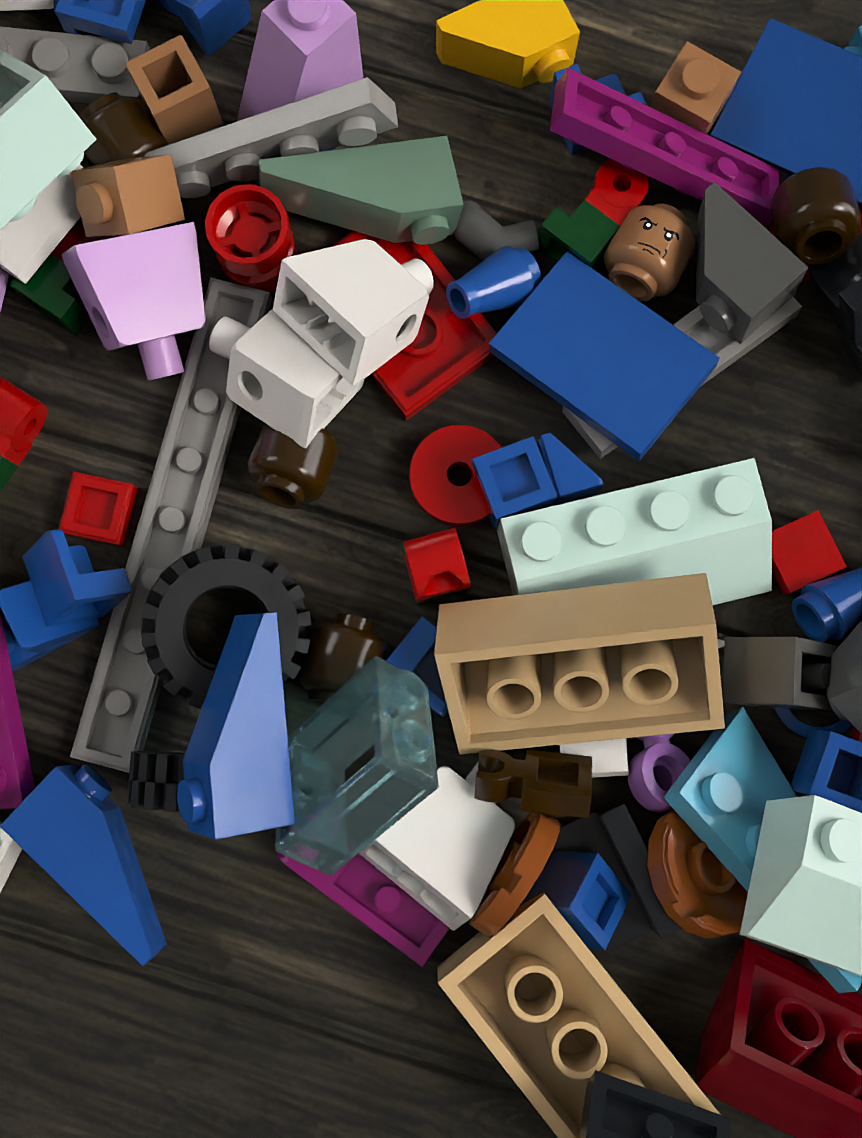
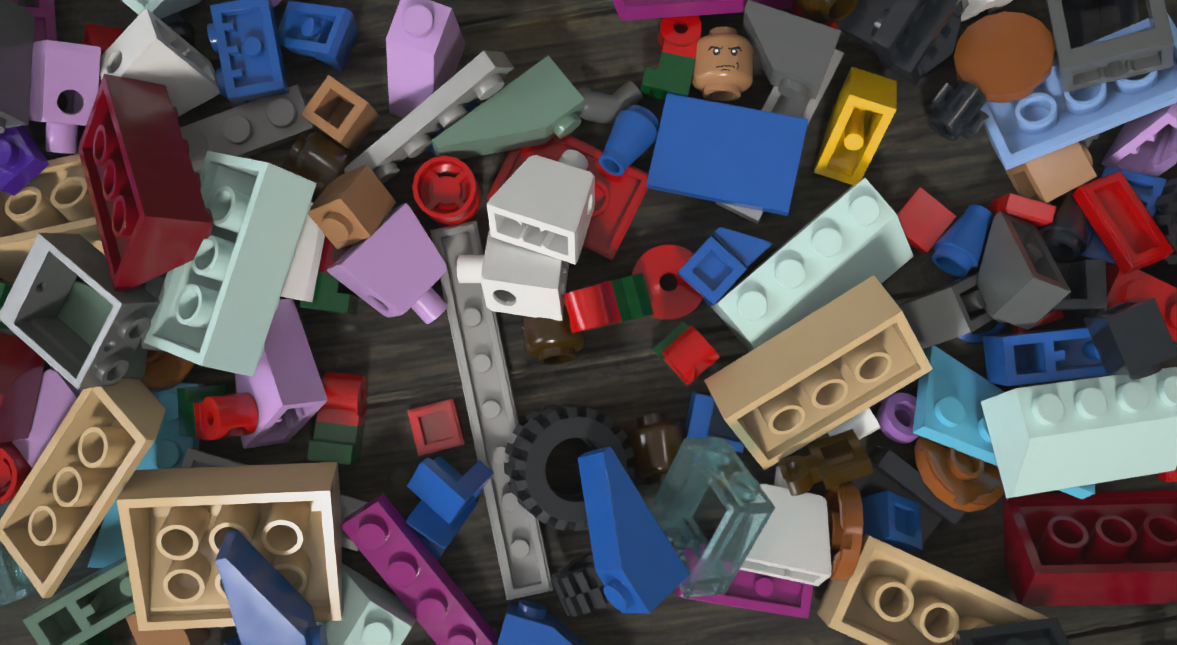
camera: 30 degrees left, 5 degrees up
(369, 457) = (608, 303): none -> leg
(775, 399) = (856, 126): none -> yellow slope

